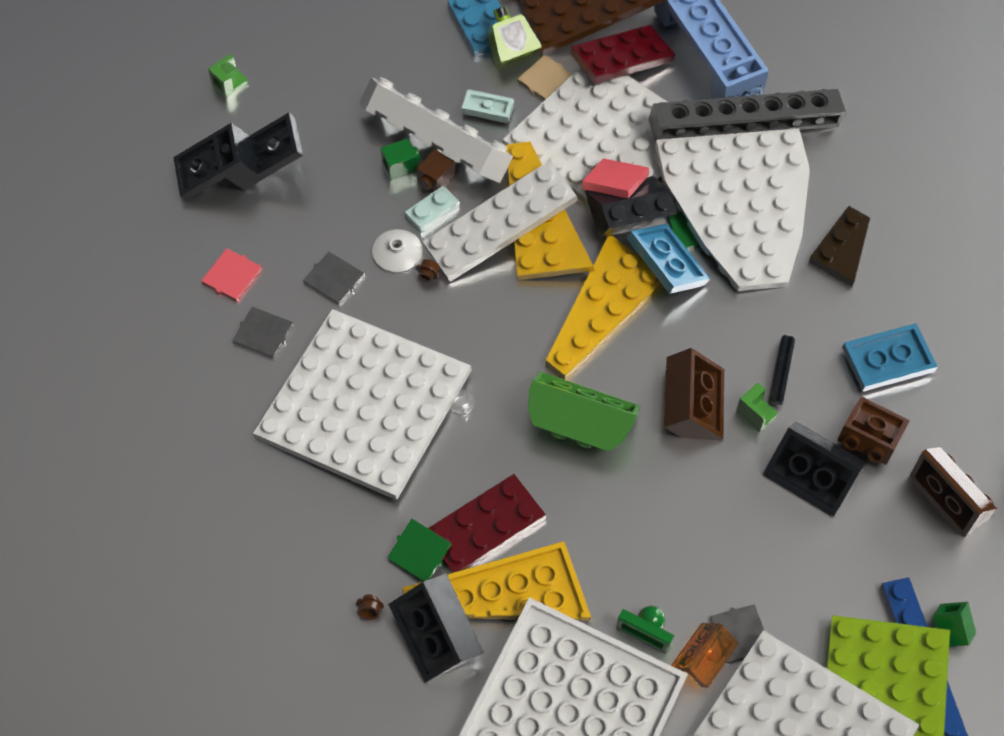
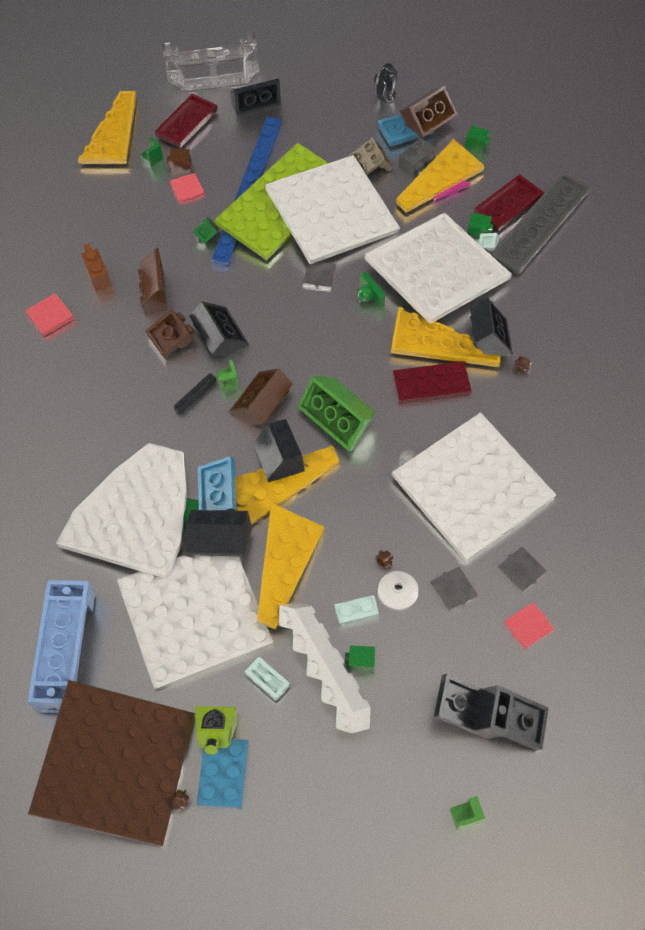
camera: 150 degrees left, 0 degrees up
(419, 550) = (479, 380): green piece -> none
(435, 171) = (341, 633): reddish brown brick -> none
(500, 221) = (315, 565): white plate -> none
(544, 77) = (205, 689): tan piece -> none
(615, 178) = (216, 551): coral tile -> none
(621, 328) = (278, 451): none -> black slope
(622, 54) = (137, 671): dark red plate -> none
(706, 653) = (347, 268): clear orange panel -> none
(747, 114) = (41, 552): dark grey brick -> none
(842, 246) = (92, 455): dark brown wing -> none
(889, 357) = (125, 371): dark azure plate -> none

